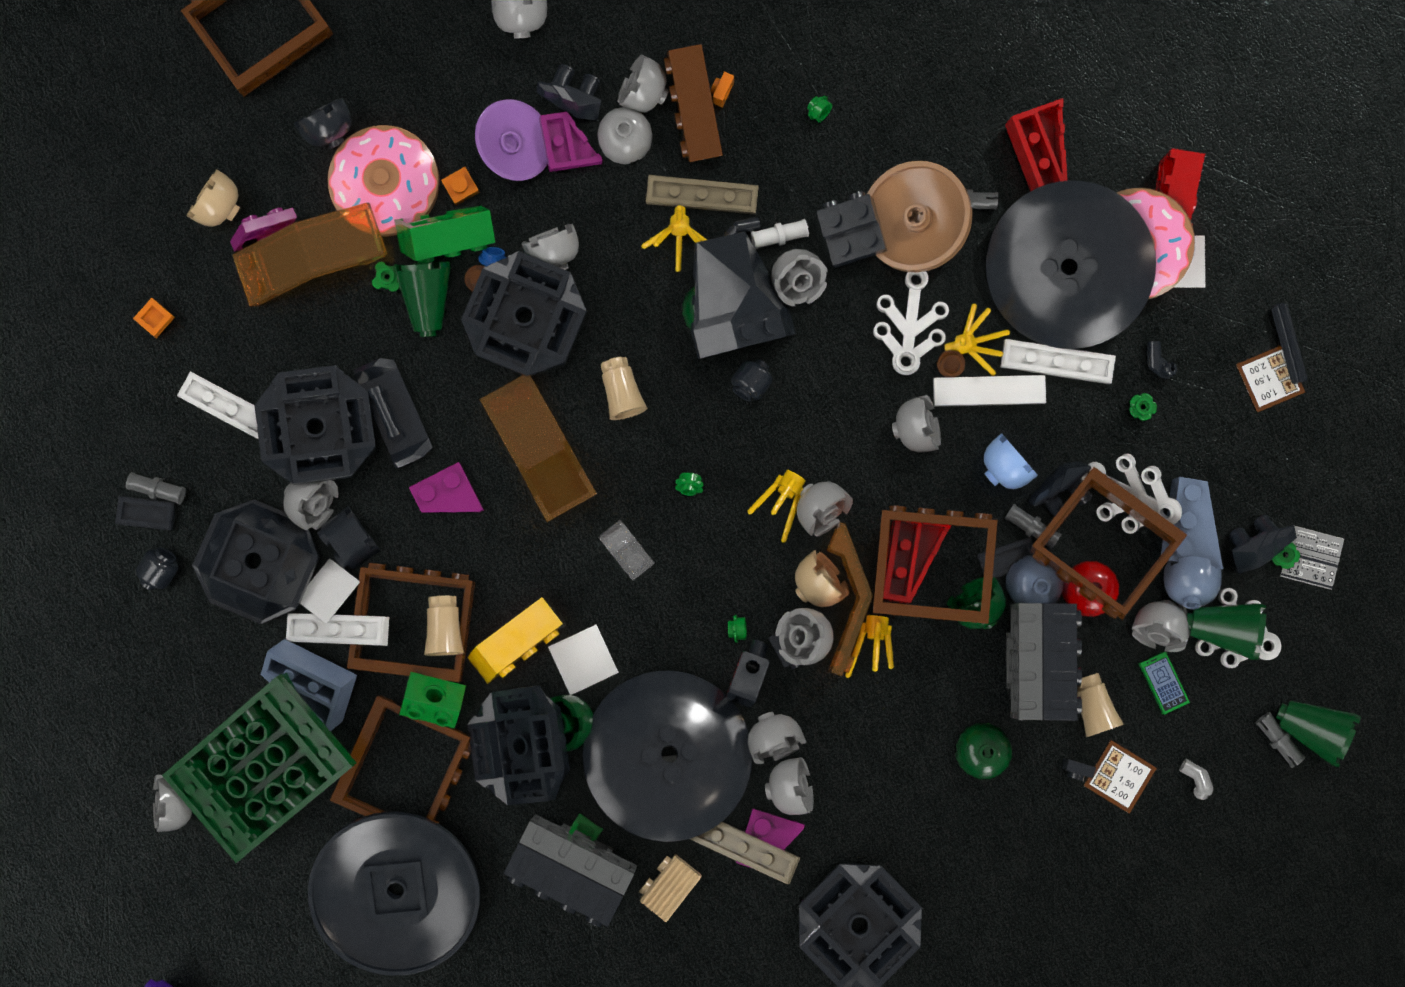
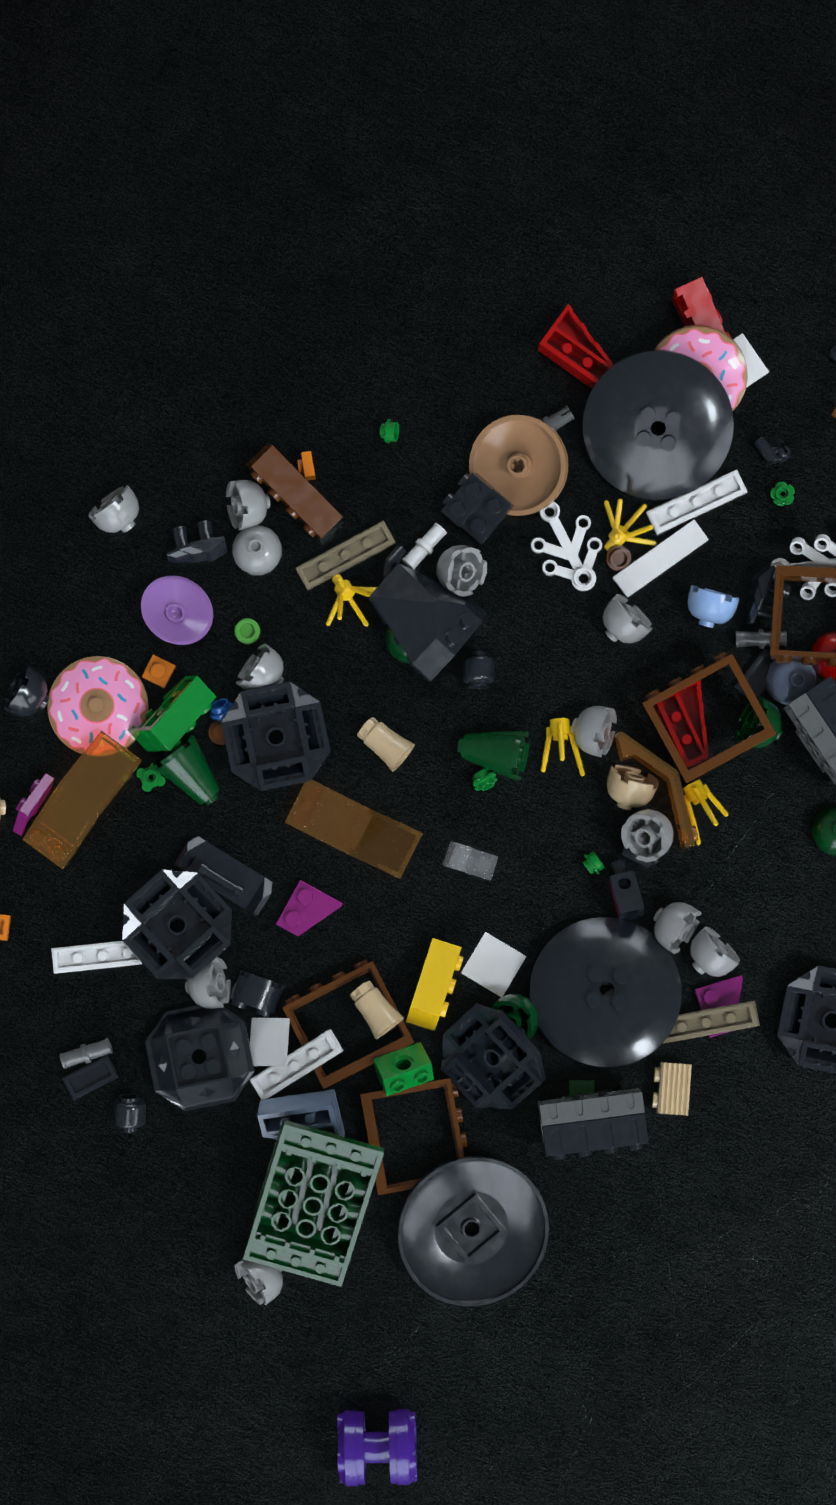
camera: 30 degrees left, 0 degrees up
(565, 144) = (216, 586): magenta wing -> none
(566, 203) = (247, 631): none -> bright green tile
(719, 466) = (497, 751): none -> dark green cone

